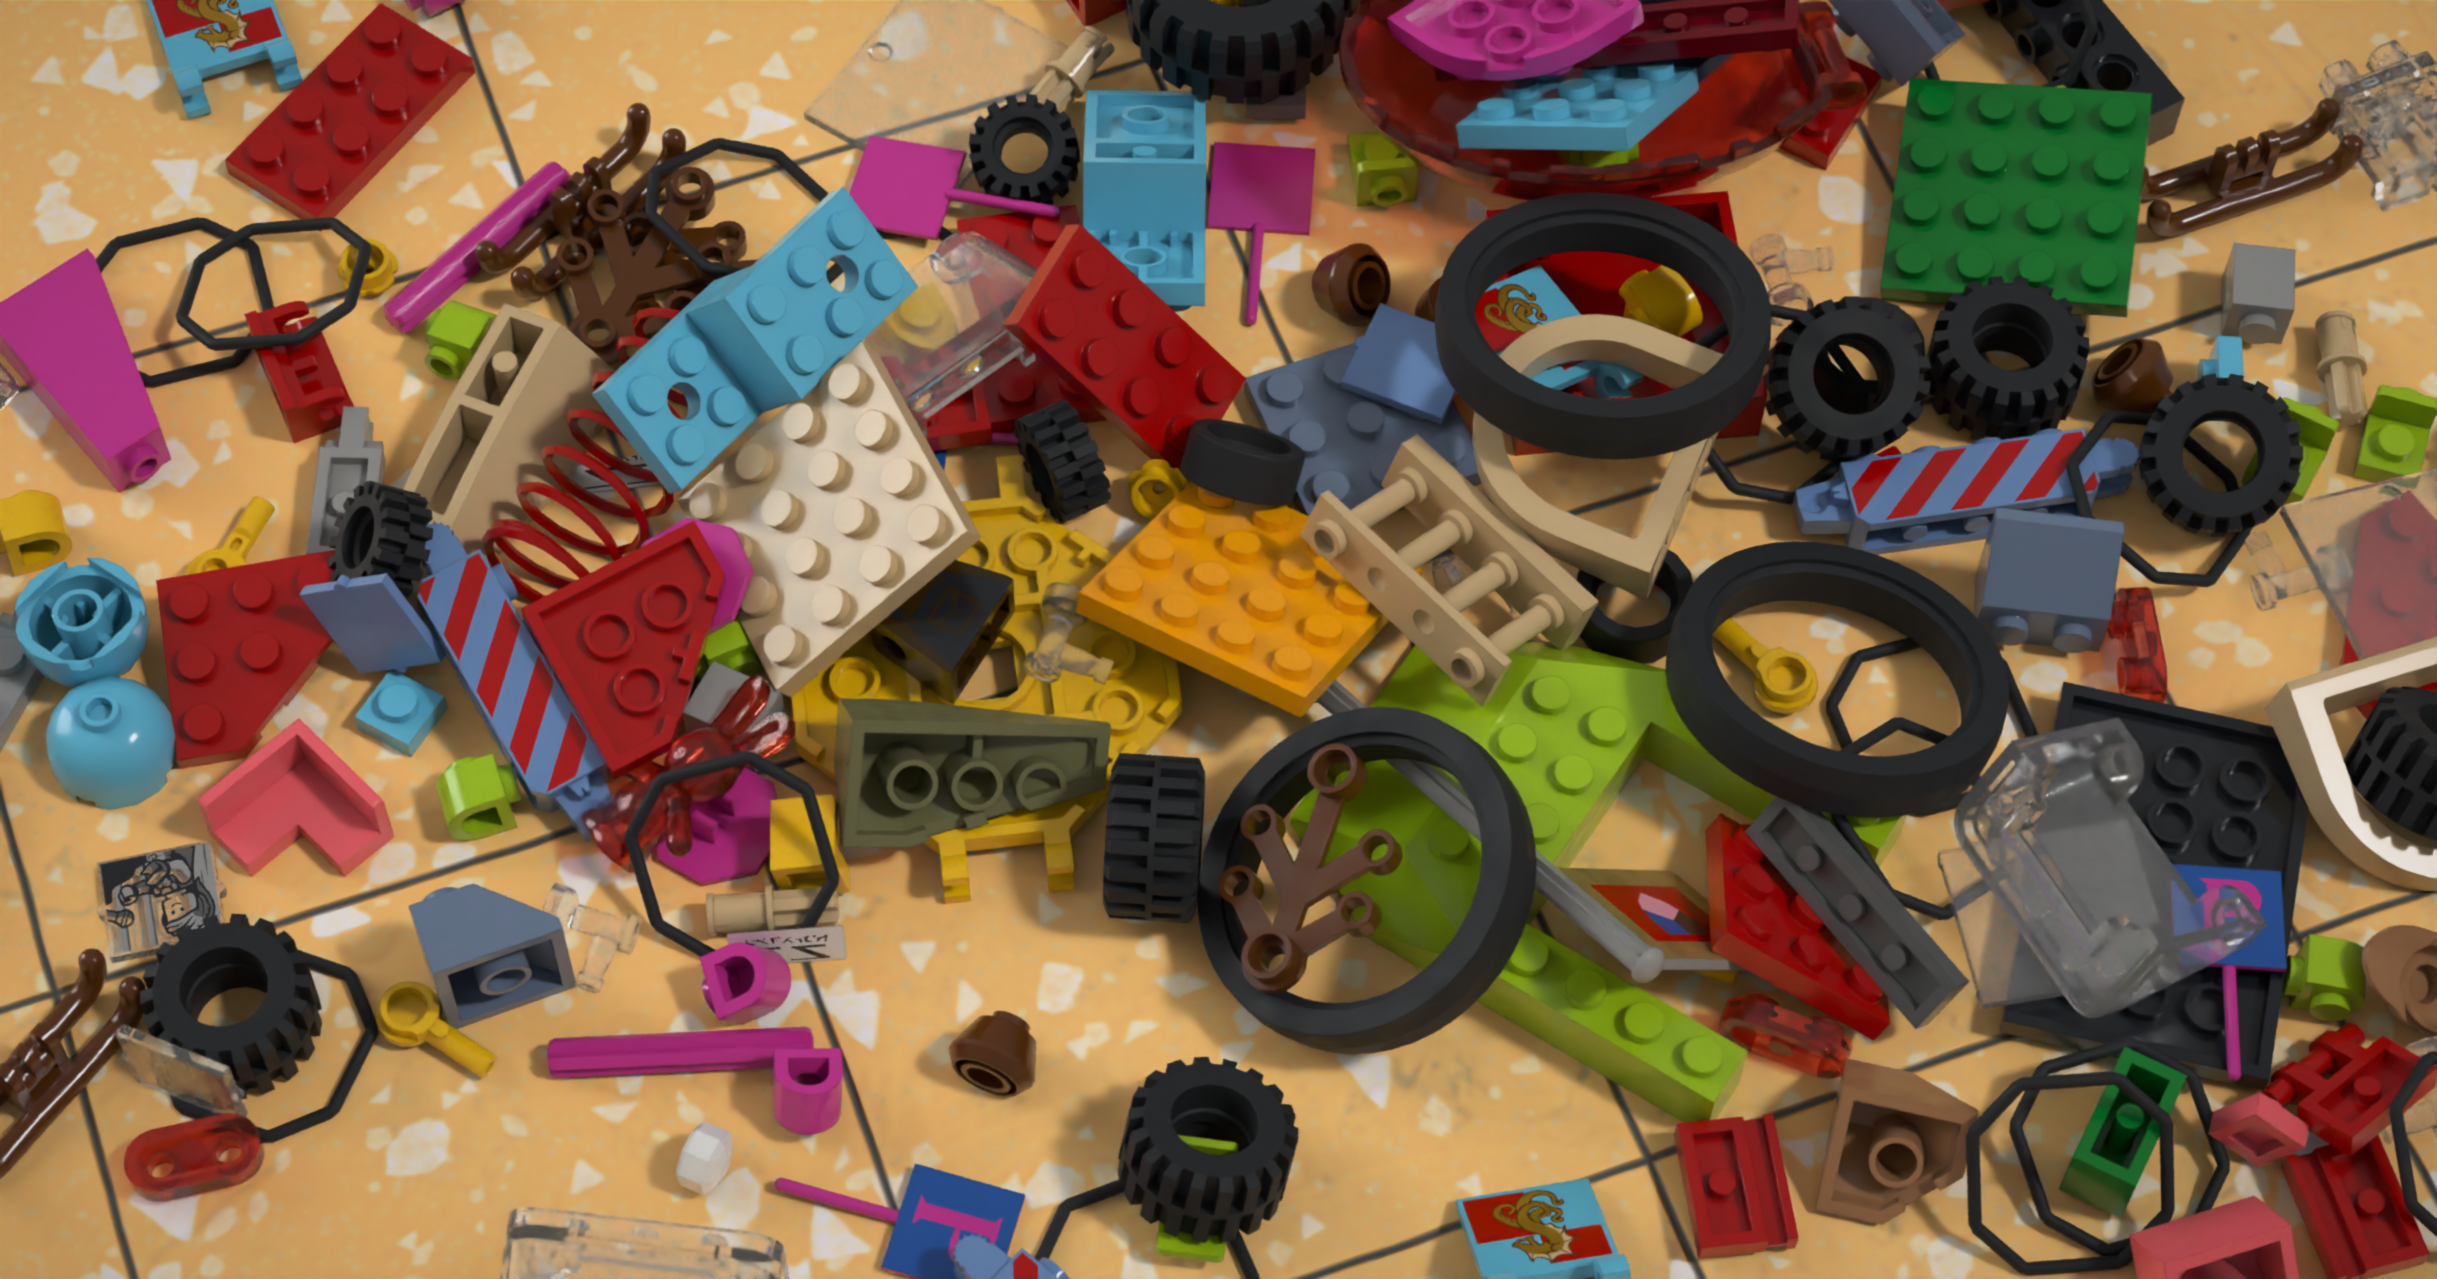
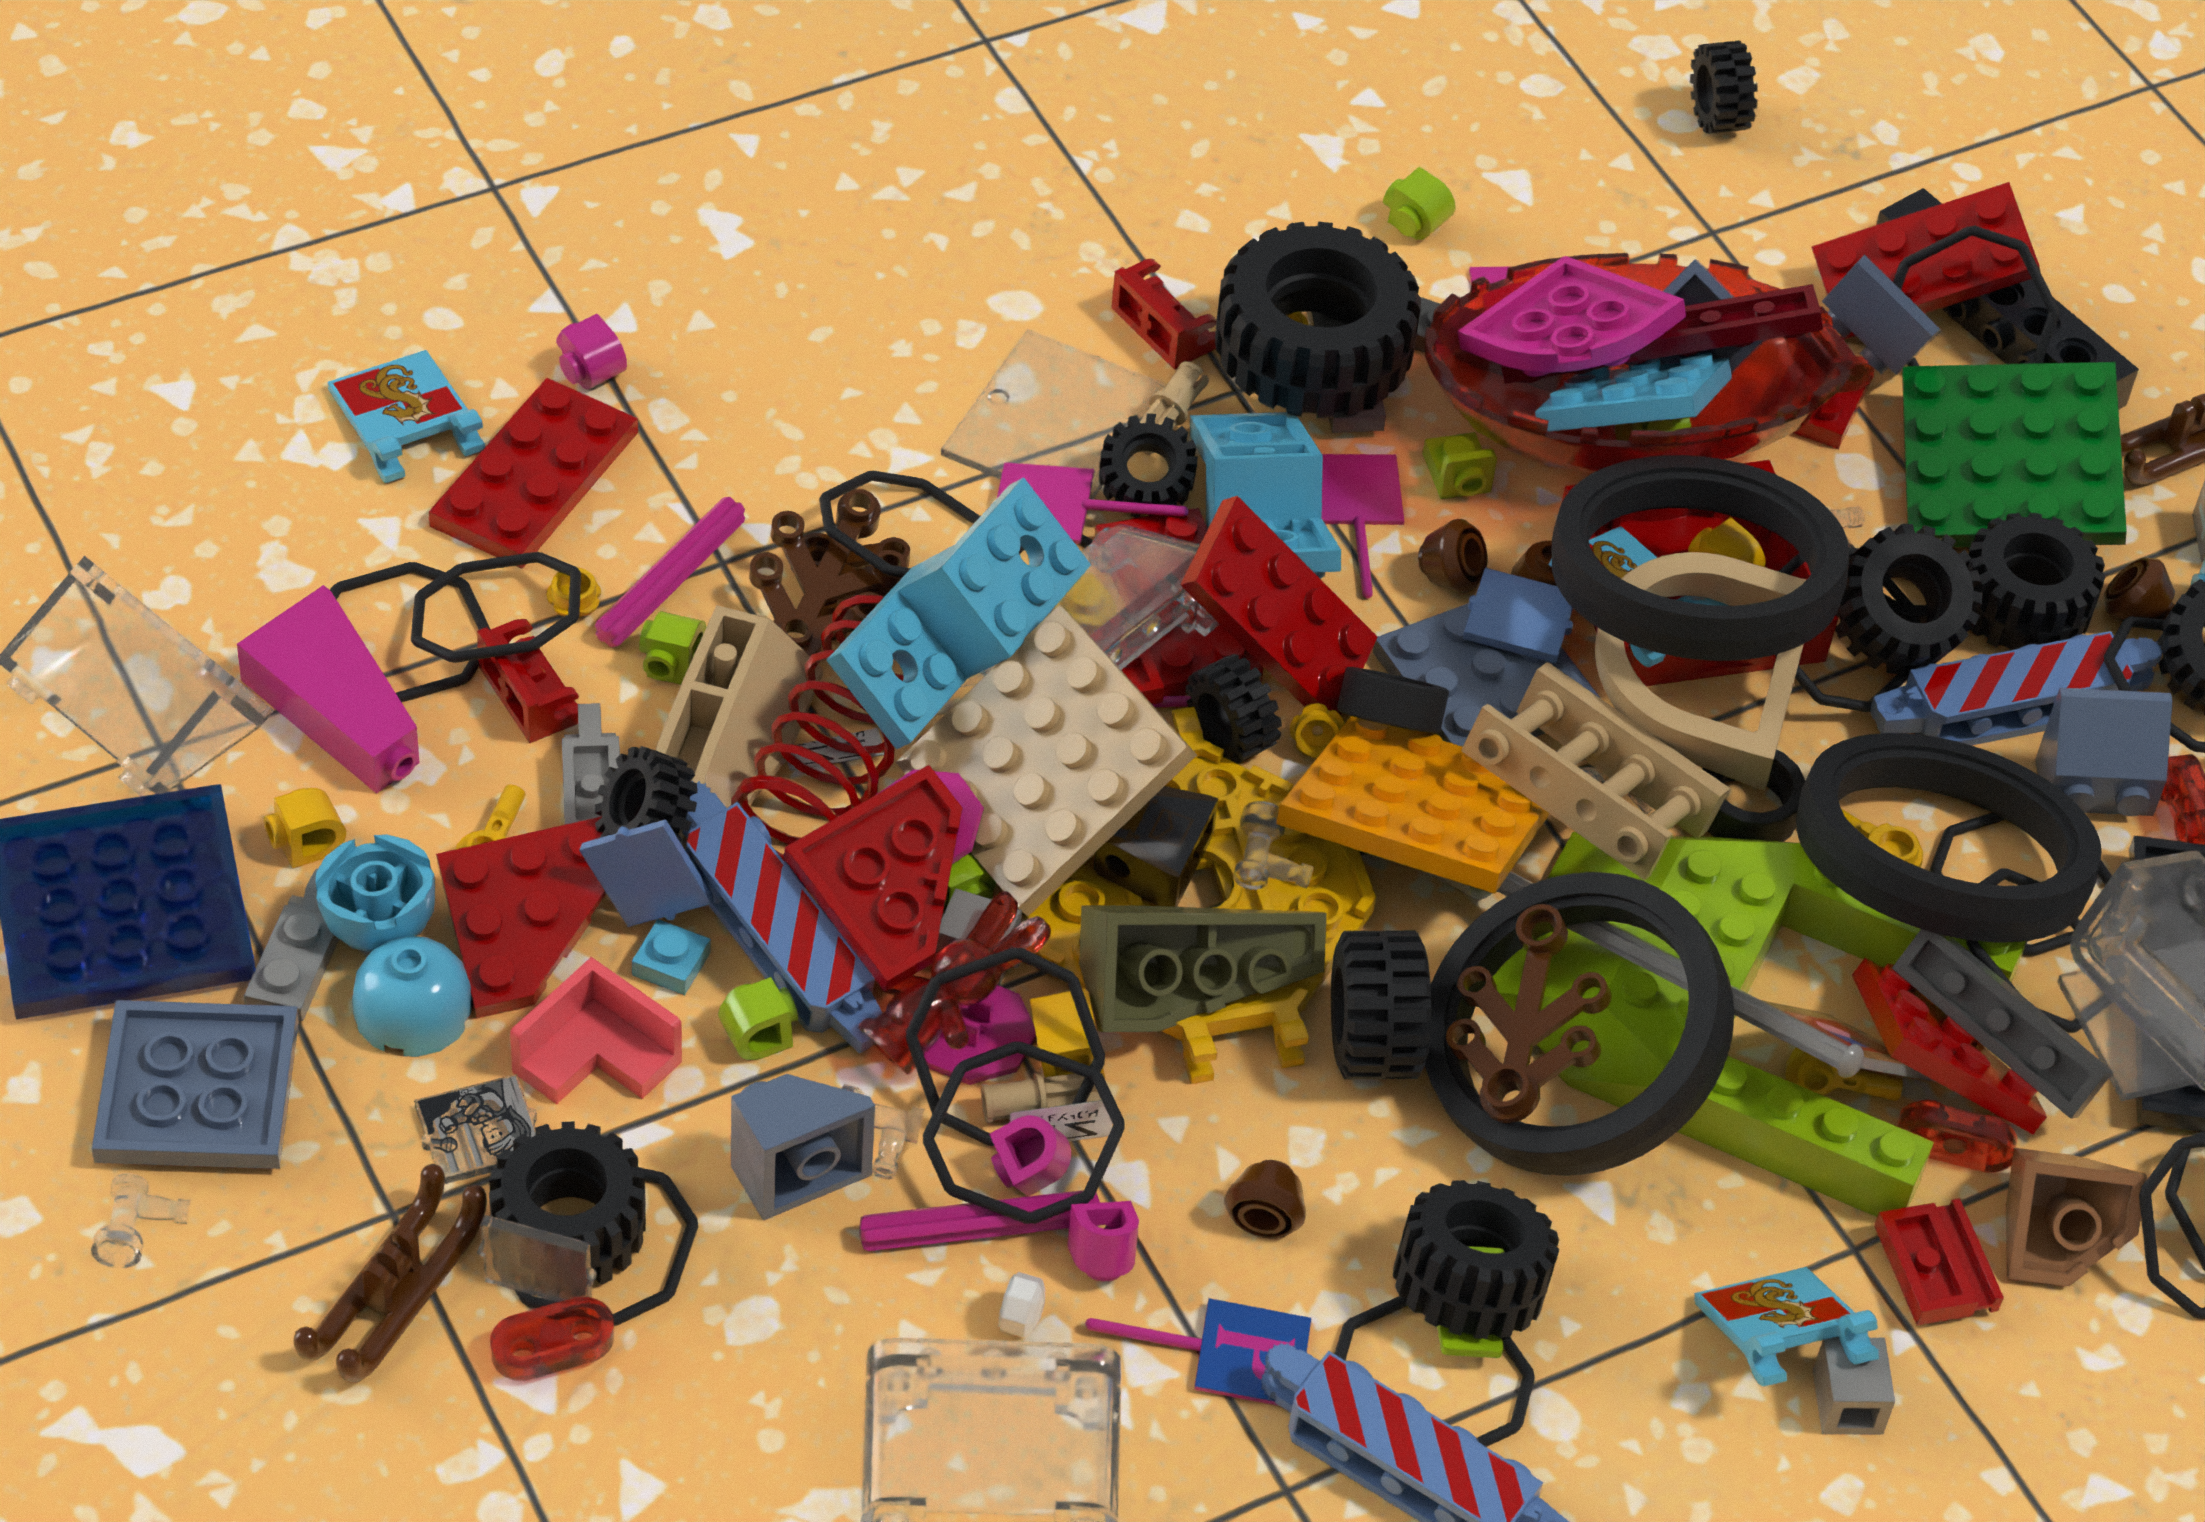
camera: 10 degrees left, 10 degrees down
(413, 1015) = (730, 1206): yellow plate -> none
(569, 208) = (753, 532): reddish brown piece -> none
(659, 913) = (996, 1205): none -> black piece

